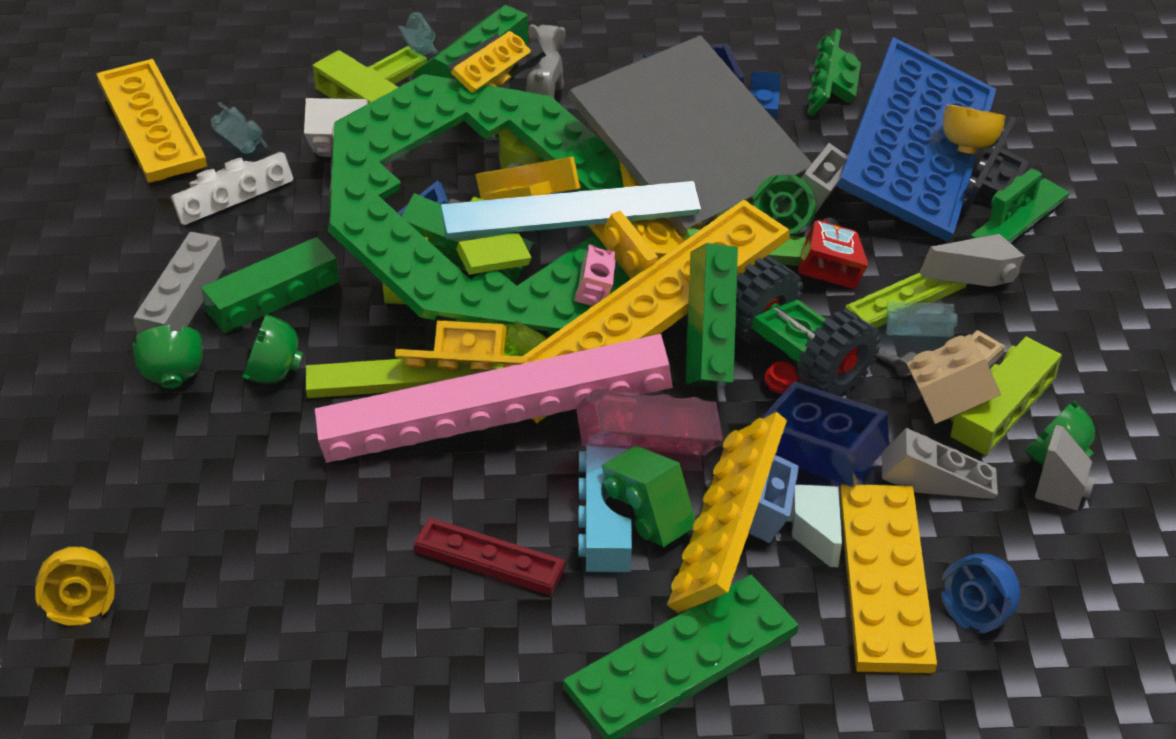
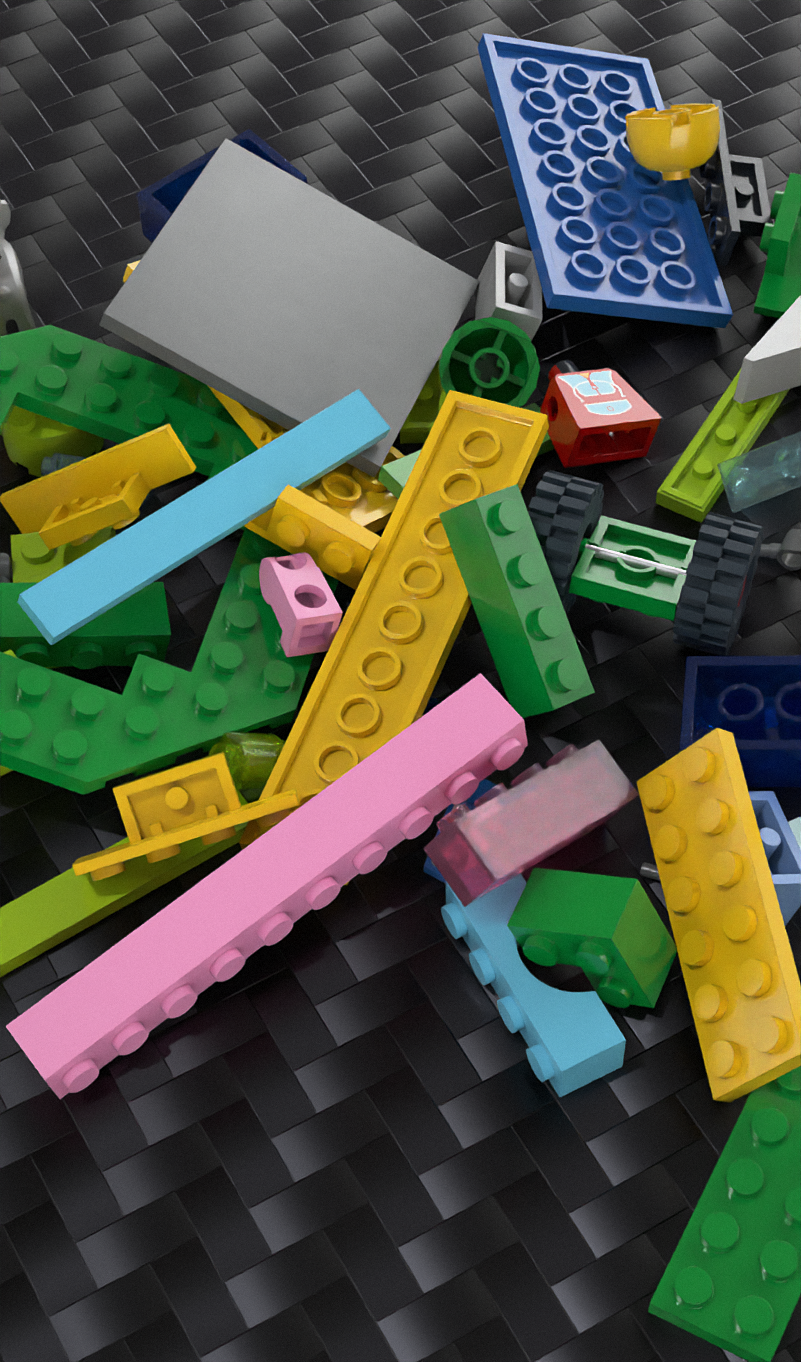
camera: 25 degrees left, 10 degrees up
(490, 556) = (409, 1143): dark red tile -> none
(493, 253) = (135, 637): lime tile -> none
(765, 89) = (335, 178): blue slope -> none
(780, 377) = (647, 650): red plate -> none
(834, 73) = (410, 118): green bracket -> none

